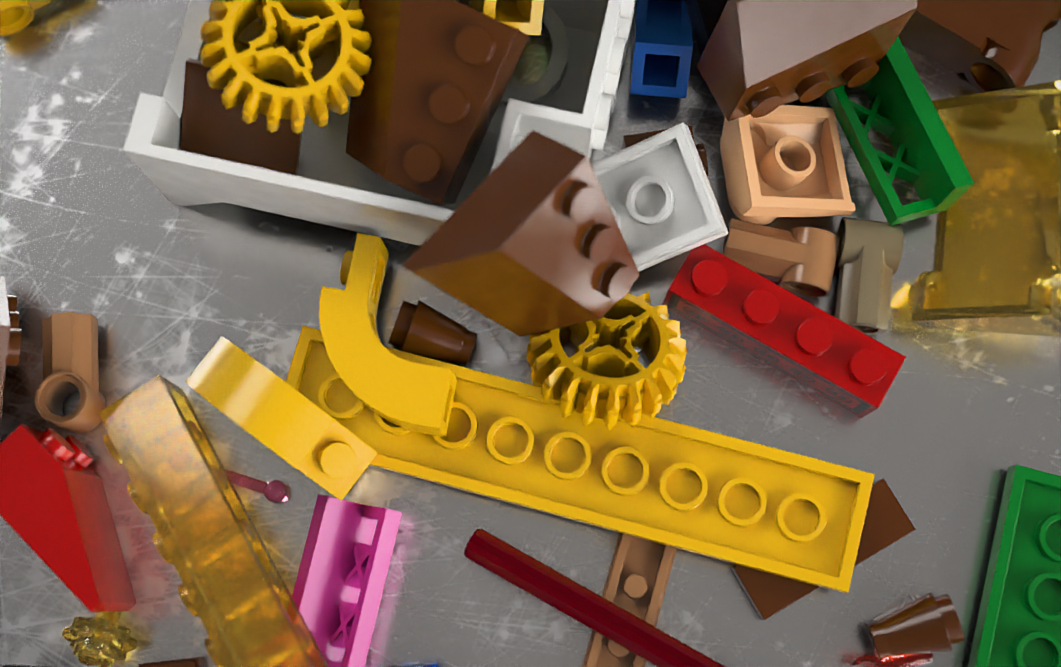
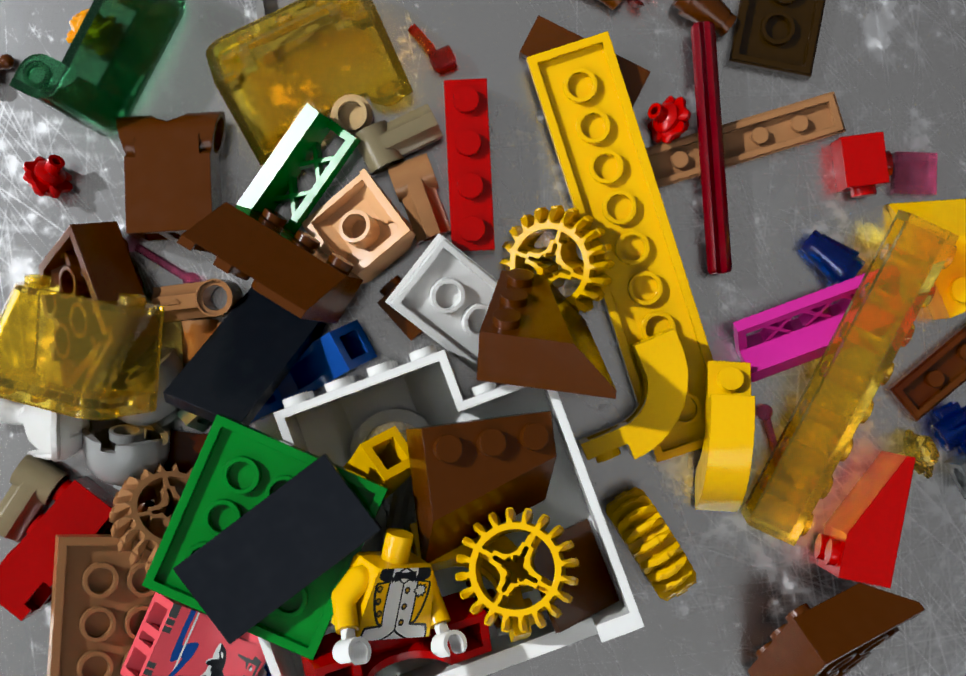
camera: 125 degrees left, 10 degrees up
(70, 367) = (773, 590): medium nougat piece -> none
(216, 250) = (651, 543): none -> yellow gear
(431, 334) = (620, 381): reddish brown cone -> none
(692, 602) = (668, 119): none -> red plant
(926, 243) = (352, 113): none -> tan plate
(929, 384) = (441, 59): none -> clear red hand

